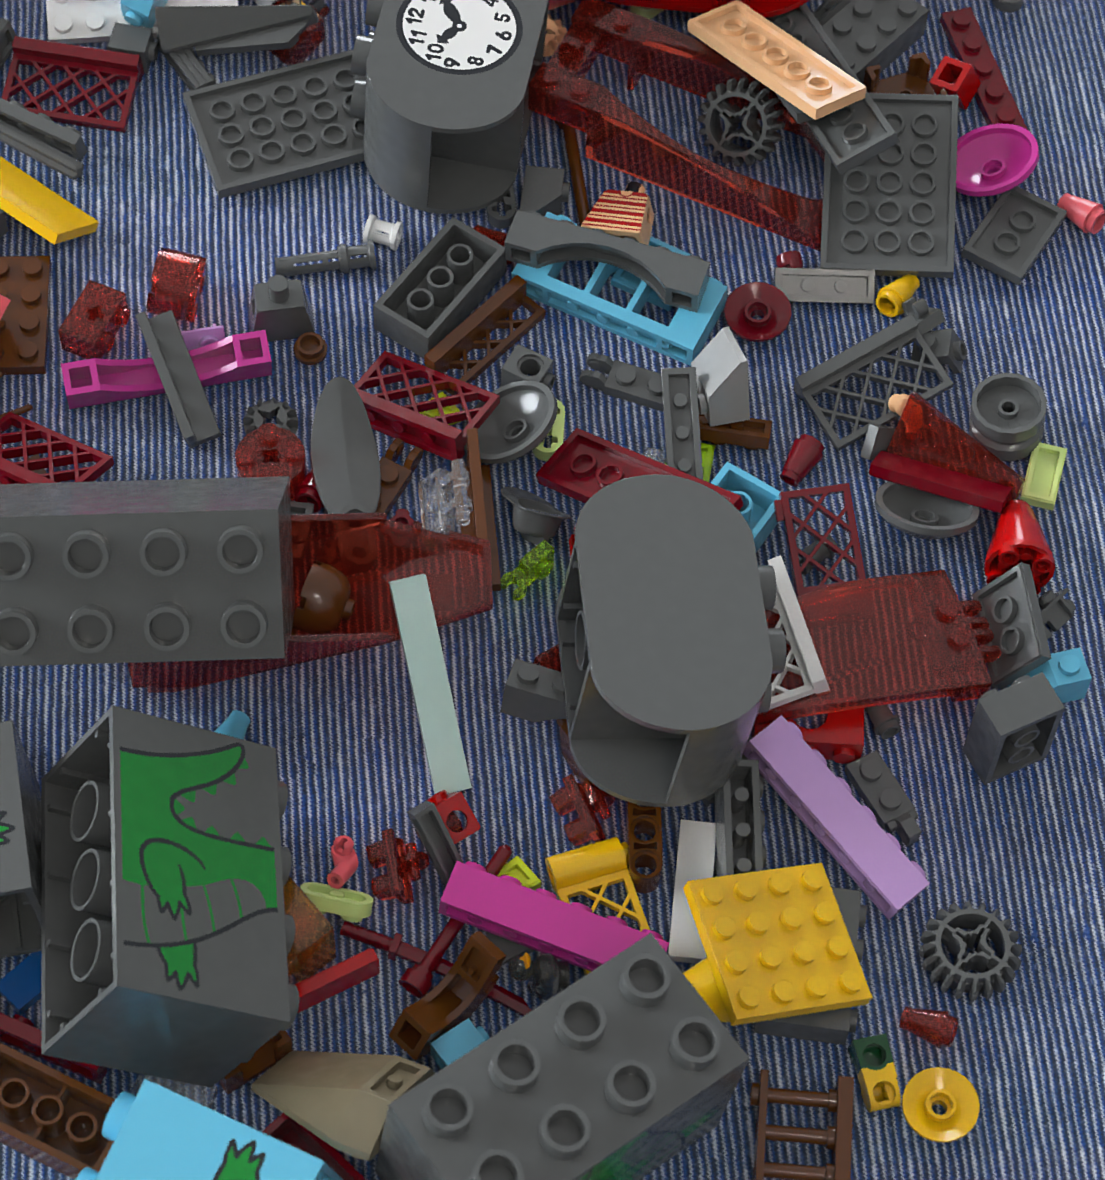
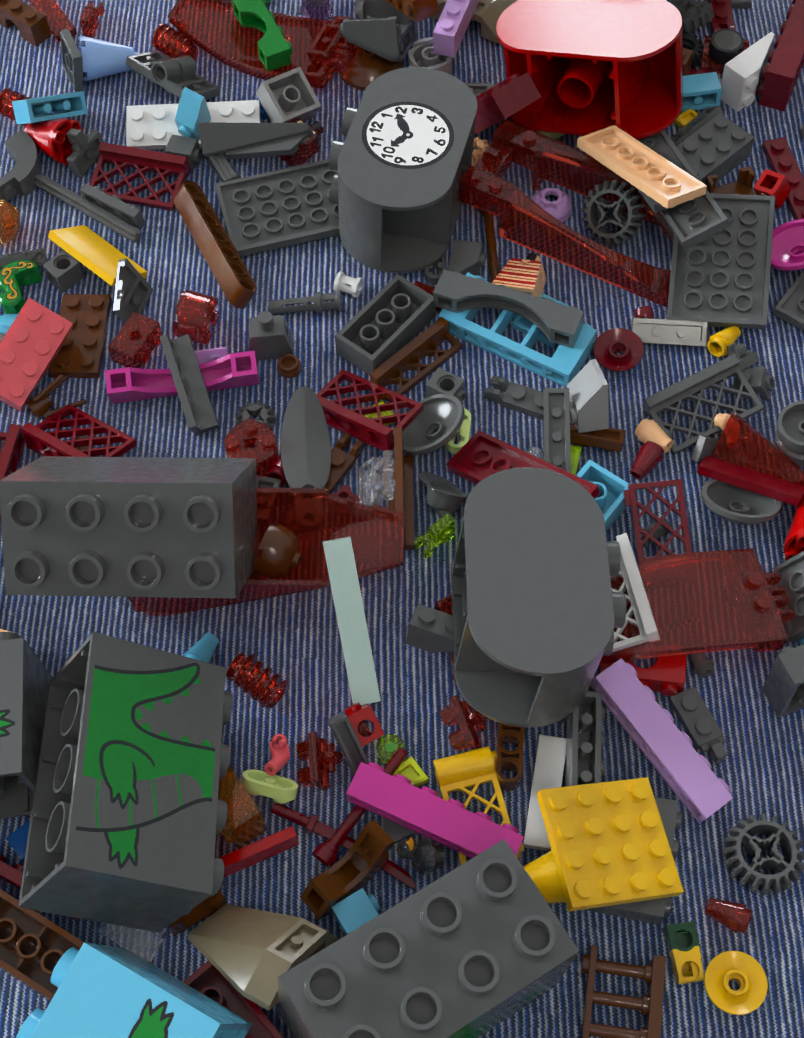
camera: 10 degrees right, 0 degrees up
(80, 251) = (130, 291): none -> dark grey wing
(191, 180) = (215, 244): none -> reddish brown beam
(309, 770) = (255, 681): none -> clear red piece
(485, 844) = (387, 746): none -> clear neon green tile
(664, 118) = (560, 208): none -> lavender piece
(806, 421) = (650, 431): none -> light nougat cone

